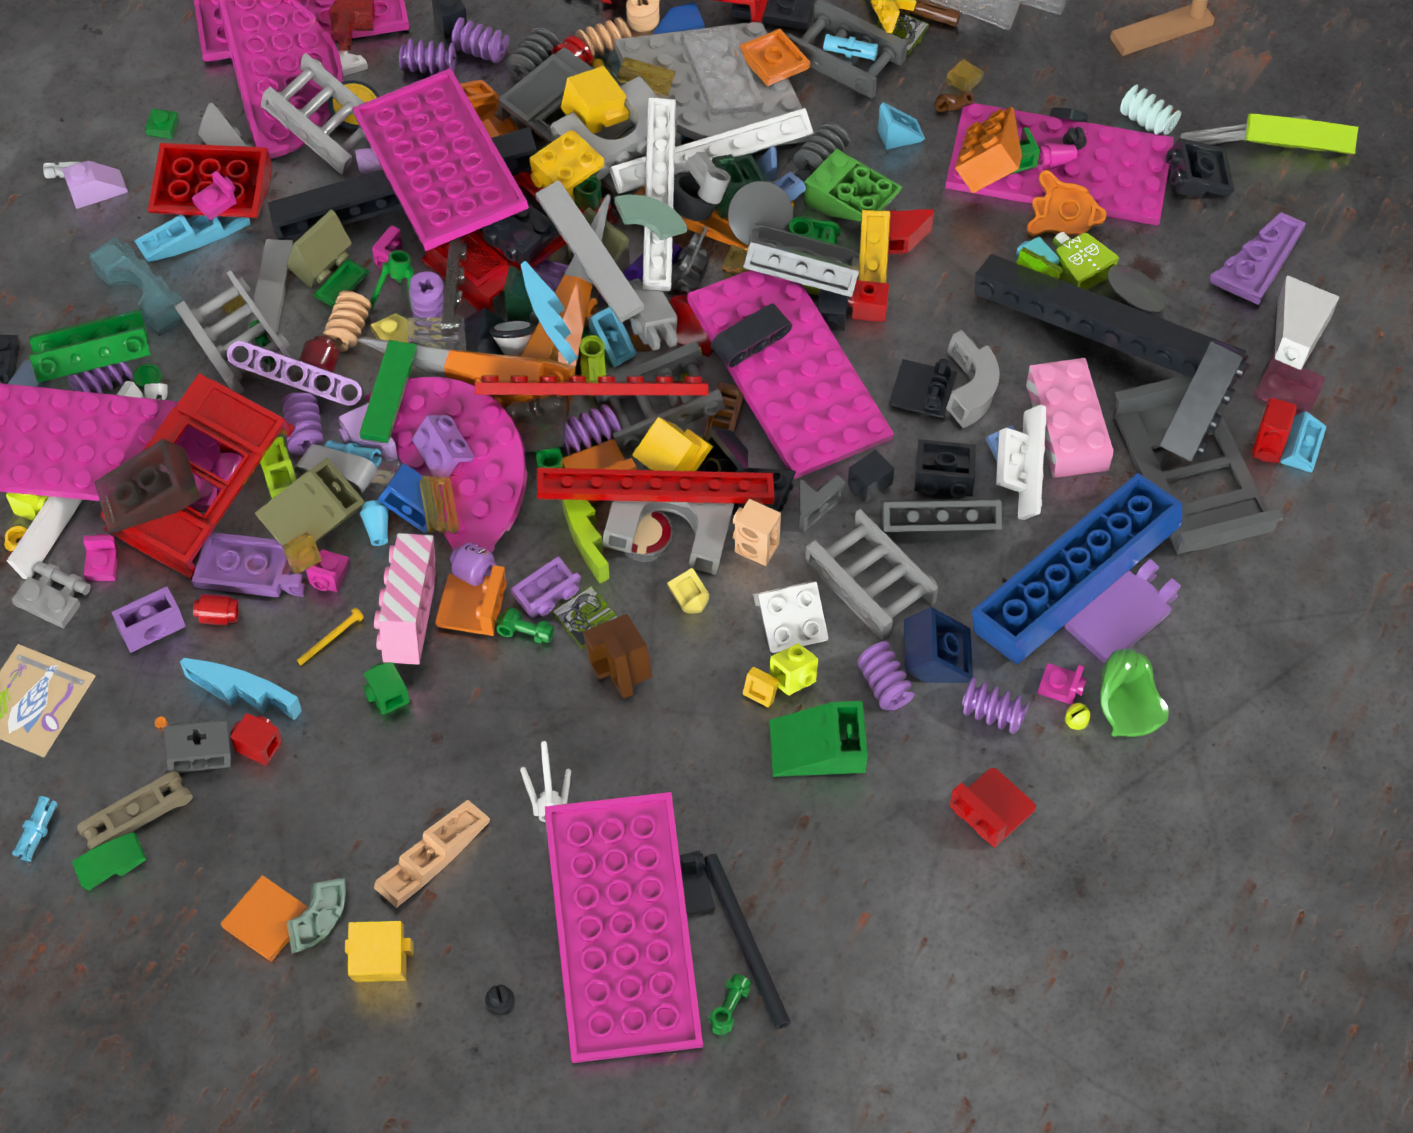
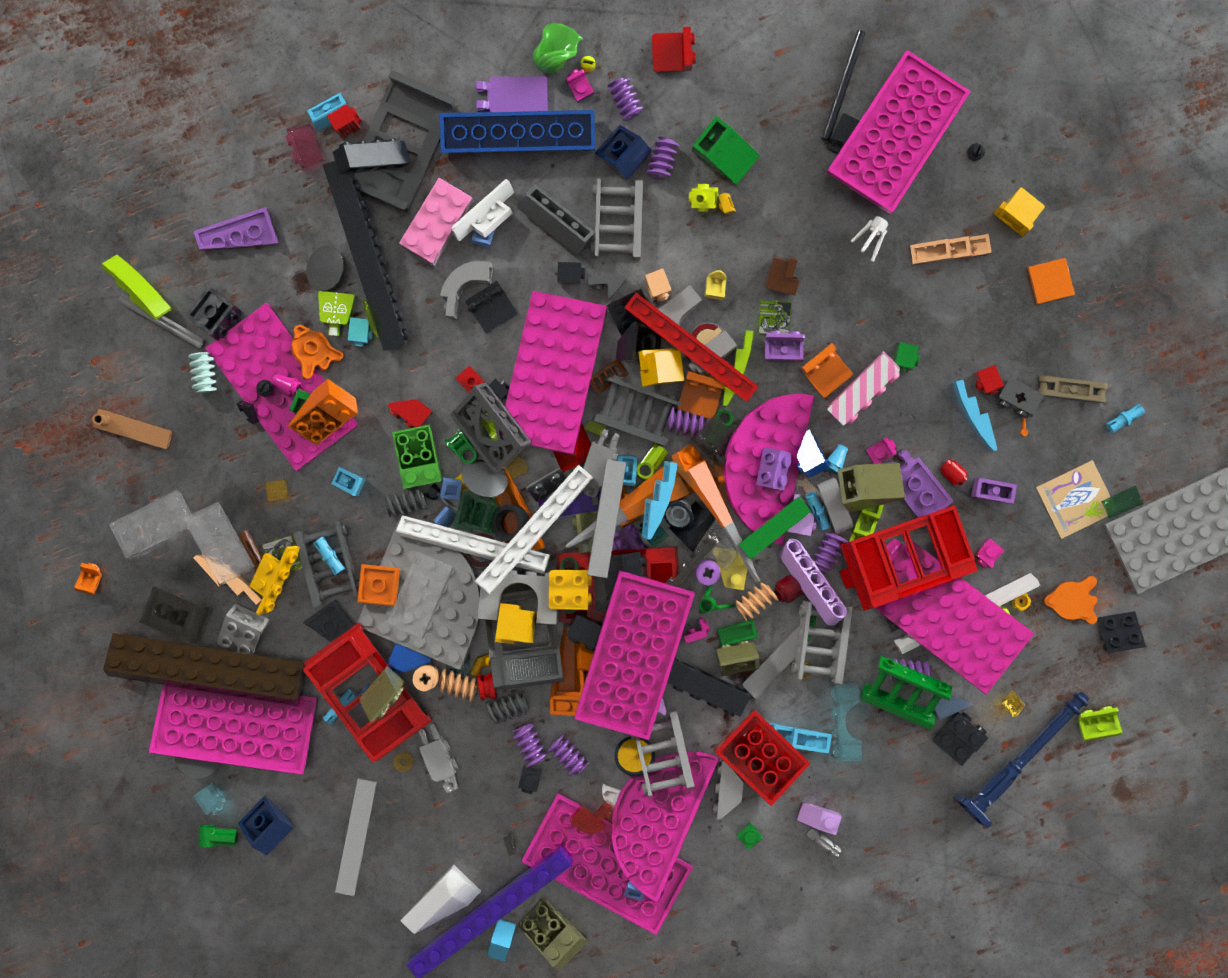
camera: 145 degrees left, 30 degrees up
(47, 602) = (1031, 550): light grey plate -> none
(110, 858) = (1102, 371): green slope -> none
(147, 375) = (881, 652): green piece -> none
(147, 487) = (948, 558): clear smoke slope -> none
(156, 391) = (887, 640): white hinge -> none
(216, 197) = (770, 737): dark pink bracket -> none
(301, 553) = (895, 460): clear yellow plate -> none
(319, 916) = (1032, 258): sand green tile -> none
(356, 615) = (886, 413): yellow piece -> none
(439, 524) = (801, 452): clear yellow tile -> none
(471, 563) = (812, 387): medium lavender head -> none
(511, 621) = (816, 344): green bar -> none
(580, 386) = (675, 433): plate -> none
(650, 213) = (554, 515): sand green tile -> none
(656, 77) = (477, 636): clear yellow tile -> none
(711, 179) = (496, 521): light grey piece -> none
(722, 1016) = (887, 57): green bar -> none
(751, 335) = (565, 395): black beam -> none
(792, 616) = (676, 232): white bracket -> none
(874, 246) = (443, 406): yellow tile -> none
(945, 468) = (526, 247): black plate -> none
(953, 102) = (301, 476): reddish brown arm -> none
(1301, 319) = (261, 172): white slope -> none

